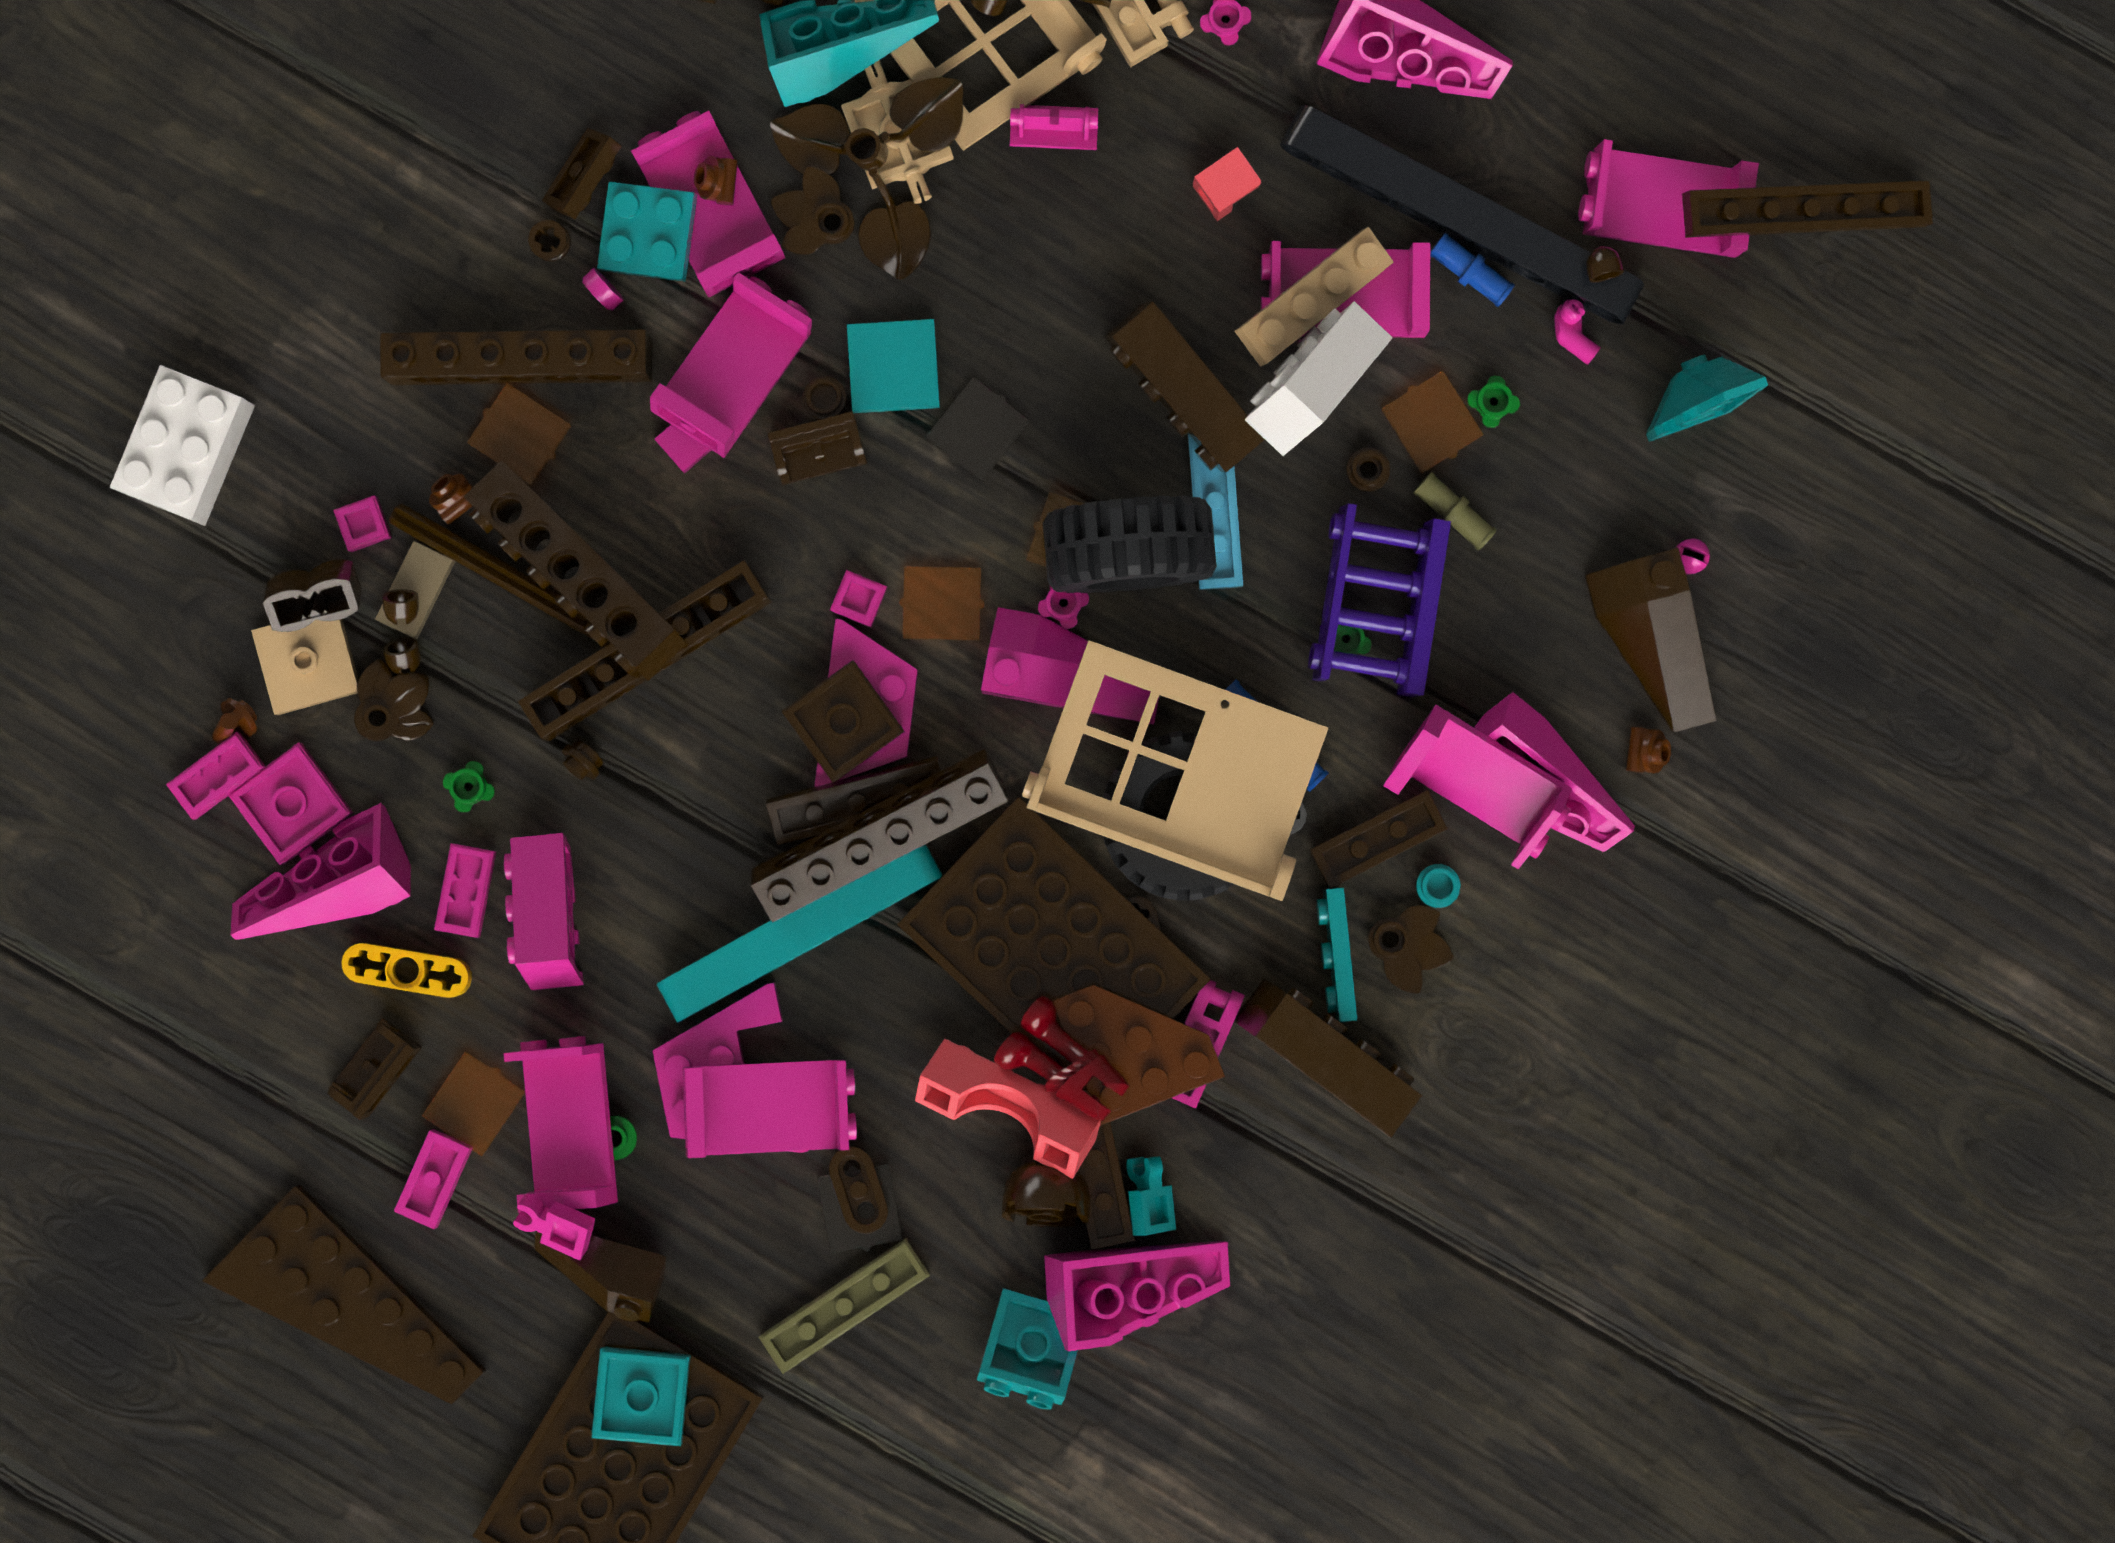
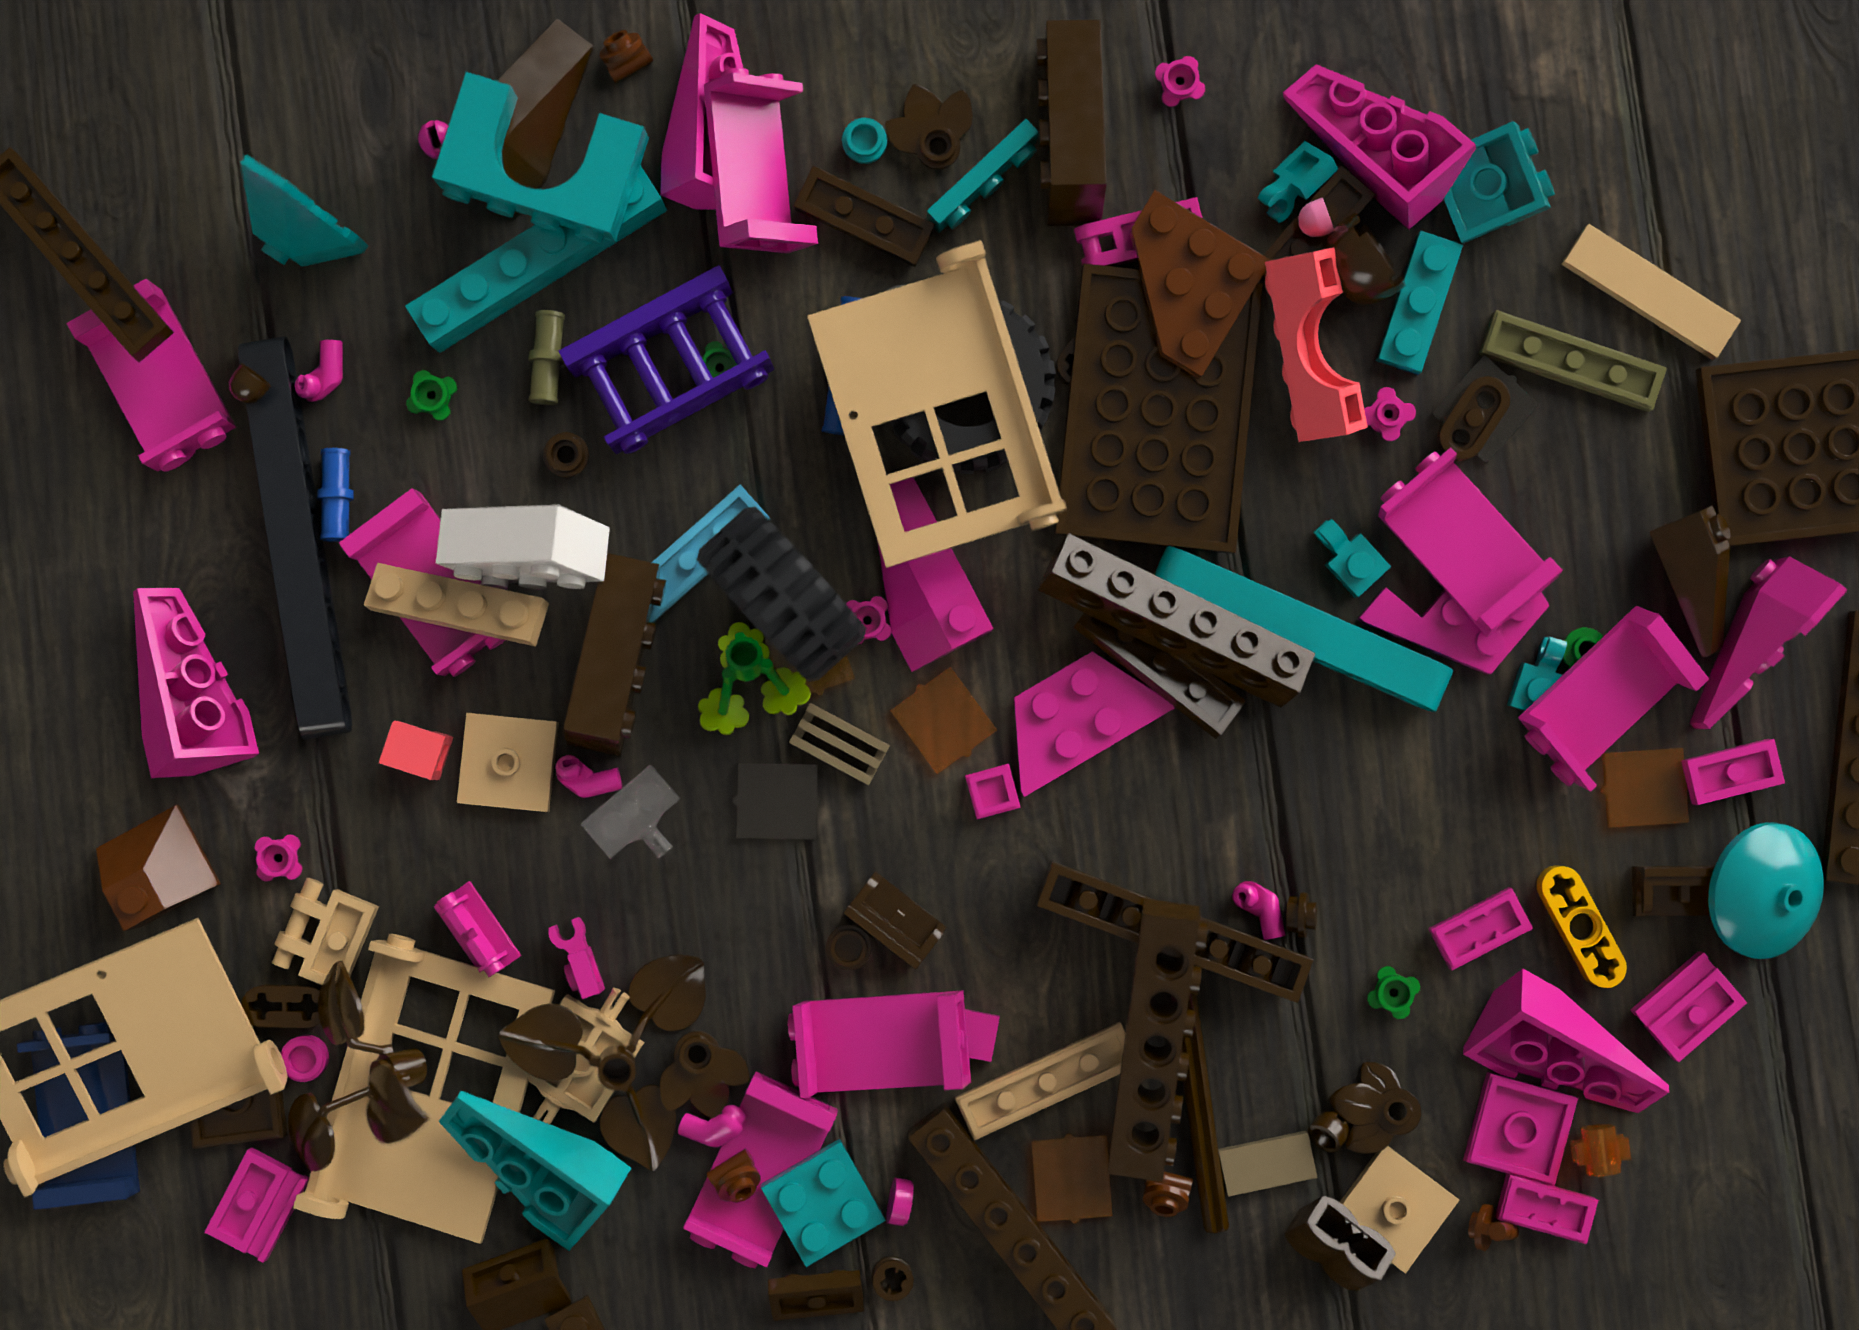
camera: 130 degrees left, 0 degrees up
(227, 850) = (1600, 1150): none -> clear orange gear
(282, 1004) = (1688, 1006): none -> dark pink plate
(339, 1127) = (1766, 890): none -> teal dish
(362, 523) = (1245, 1250): dark pink tile -> none
(401, 605) = (1290, 1164): dark brown hinge -> none
(531, 1309) = (1775, 609): none -> dark pink wedge
(542, 911) = (1449, 851): dark pink wedge -> none
(560, 1225) = (1696, 634): dark pink plate -> none
(609, 466) = (1043, 1082): none -> tan tile
(613, 738) = (1262, 904): none -> dark pink arm
(620, 1084) = (1537, 678): none -> teal plate
(641, 1396) = (1776, 465): teal tile -> none
(762, 192) = (715, 1131): none -> dark pink arm
(820, 1014) = (1354, 561): none -> teal plate
(843, 721) = (1105, 723): dark brown tile -> none
(851, 1408) = (1651, 292): none -> tan tile
(893, 366) = (778, 911): teal tile -> none
(905, 1138) = (1401, 412): none -> dark pink plate
(963, 184) = (583, 970): none -> dark pink plate
(974, 495) = (805, 725): none -> dark tan tile
(981, 1221) = (1419, 303): none -> teal plate
(1050, 311) = (633, 815): none -> clear plate
(1067, 1082) = (1260, 308): dark red piece -> none
(1098, 480) = (745, 659): none -> lime plant
(1104, 294) = (583, 780): none -> dark pink arm
(1106, 1185) = (1315, 219): none -> bright pink hinge
(1165, 247) = (507, 762): none -> tan plate
(1304, 1179) = (1182, 68): none -> dark pink plate
(1432, 422) = (486, 433): clear orange piece -> none
(1537, 561) = (518, 272): none -> teal brick
(1639, 561) = (588, 202): none -> teal arch

